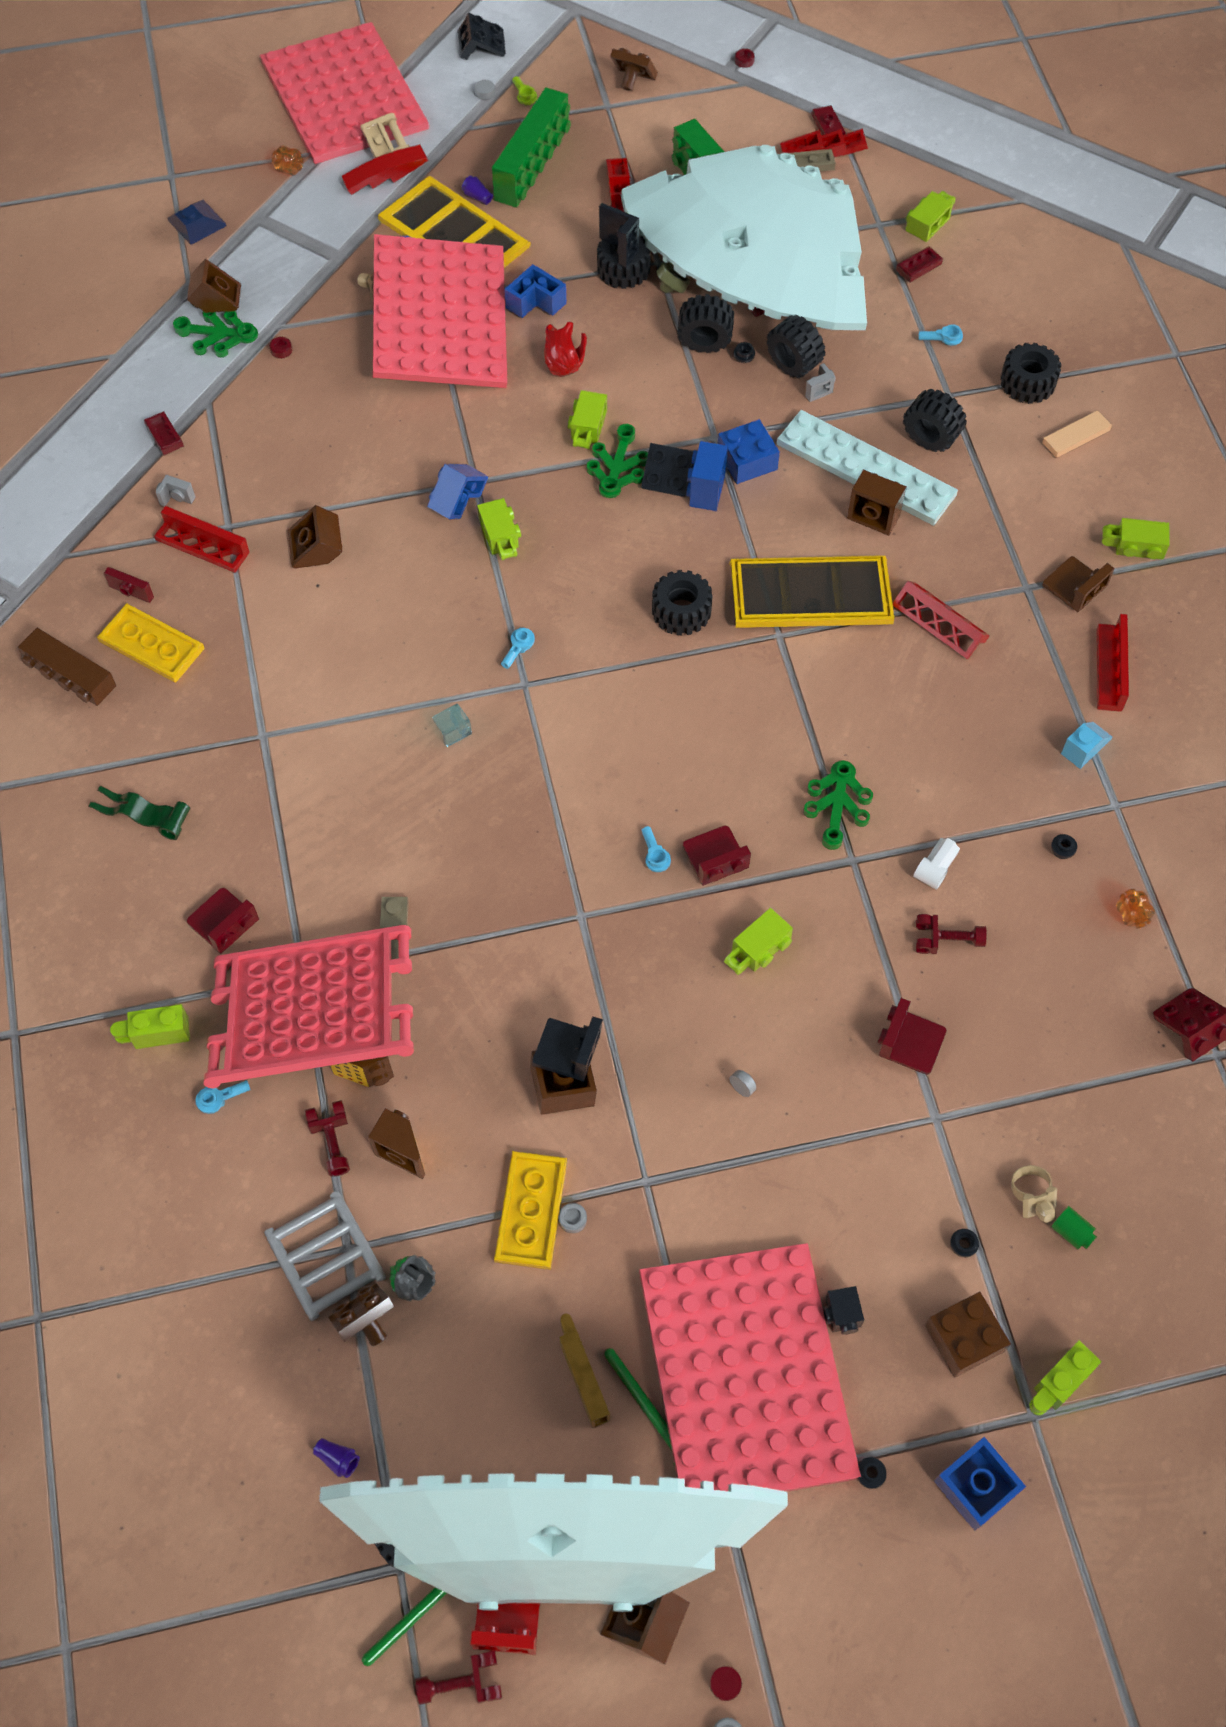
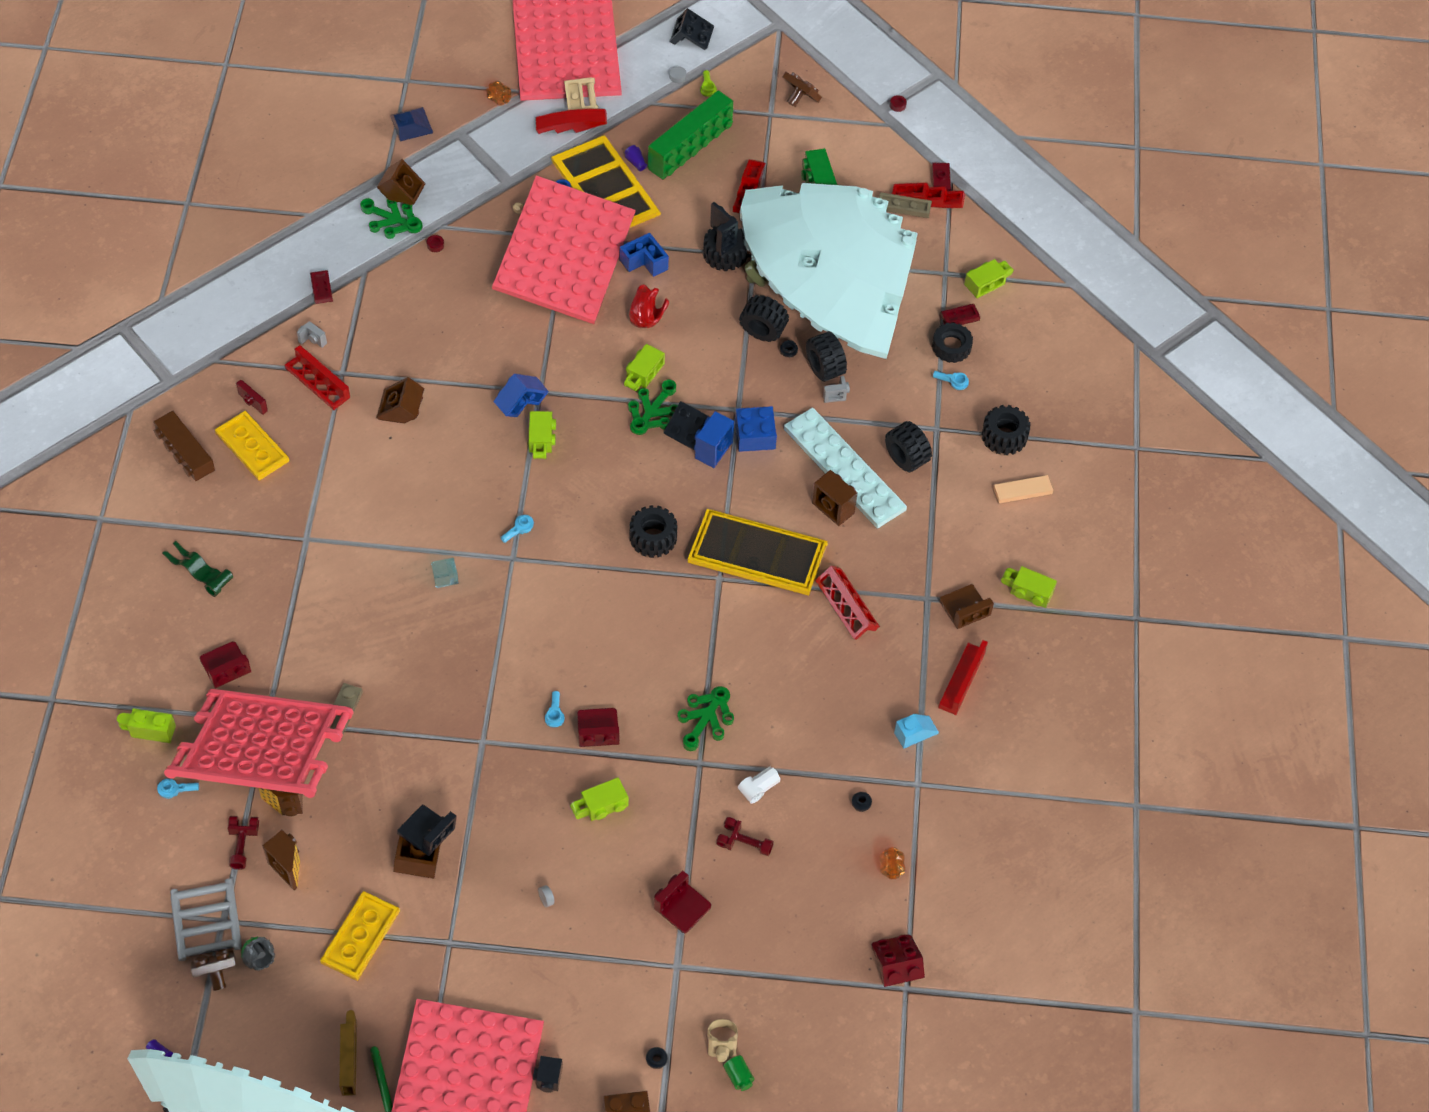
camera: 15 degrees right, 5 degrees down
(572, 1218) = (387, 950): light grey tile -> none
(924, 282) = (952, 354): none -> black tyre

